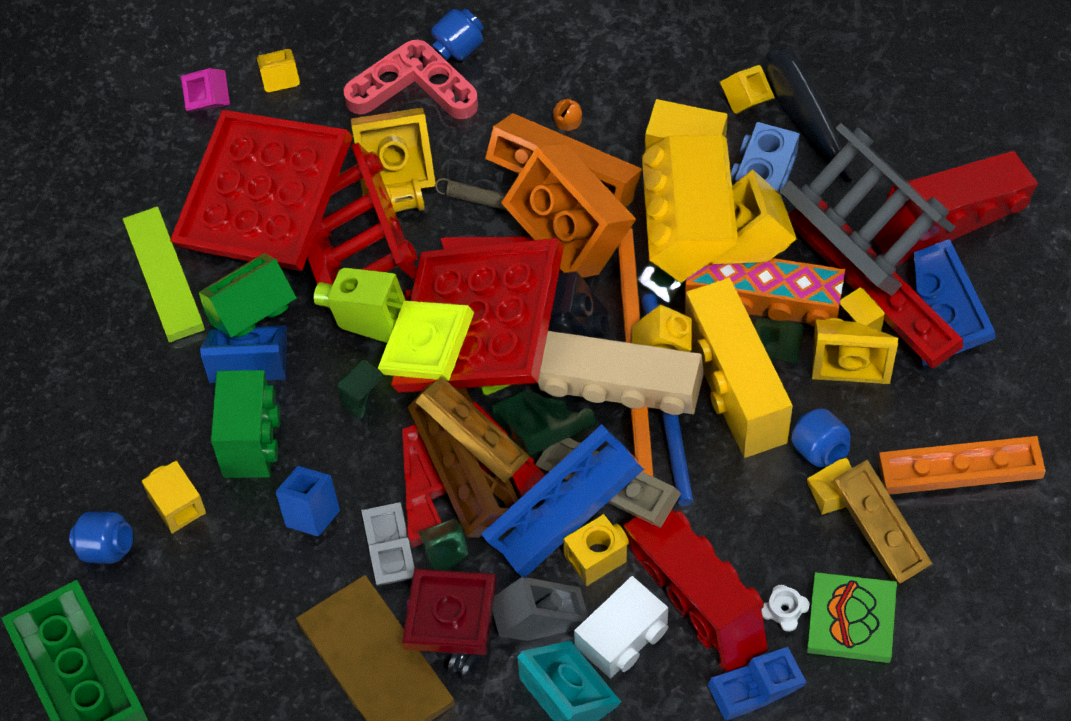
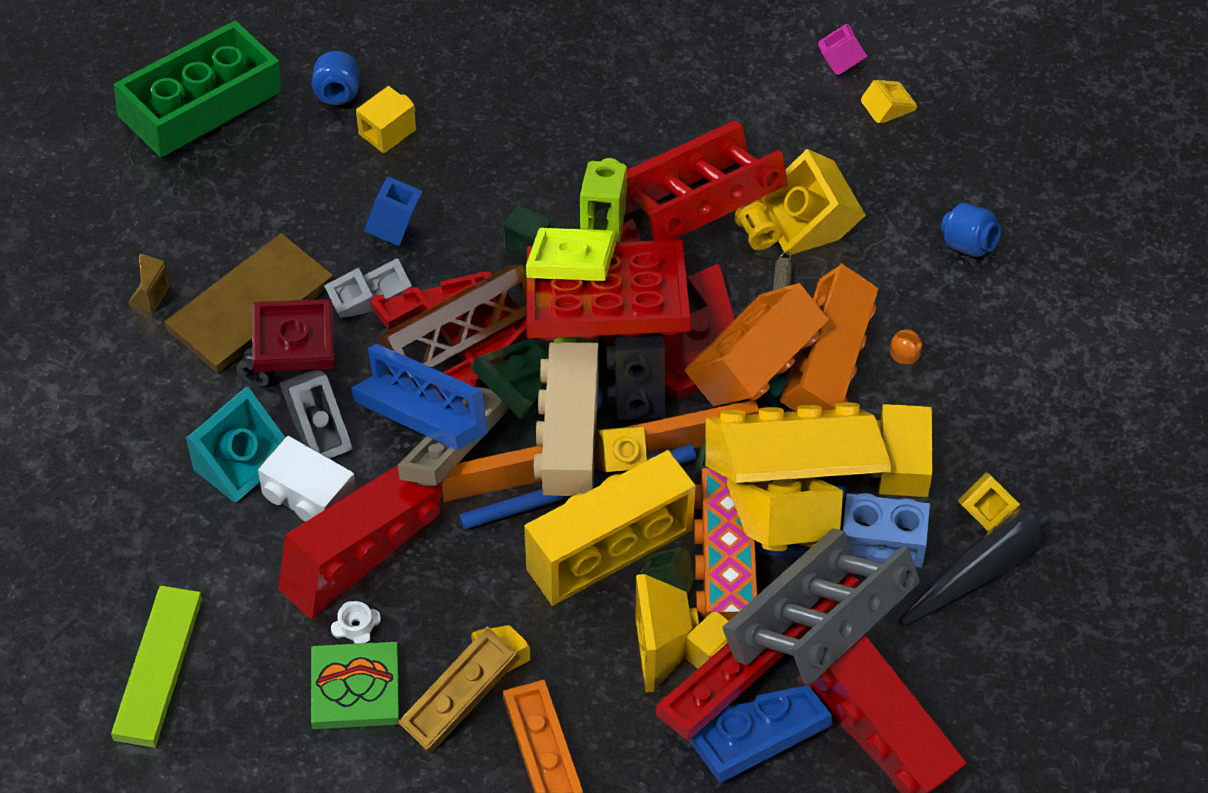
camera: 75 degrees right, 5 degrees down
(163, 274) = (625, 65): lime tile -> none
(245, 424) = (461, 144): green brick -> none
(247, 296) = (594, 115): green slope -> none
(259, 350) = (551, 138): blue slope -> none
(262, 188) = (720, 103): red plate -> none
(408, 72) = (916, 204): coral beam -> none
(444, 545) = (365, 322): clear green slope -> none
(472, 429) = (480, 309): pearl gold tile -> none
(591, 564) = (382, 435): yellow brick -> none
(756, 685) = (268, 609): blue slope -> none
(821, 437) = (552, 624): blue head -> none

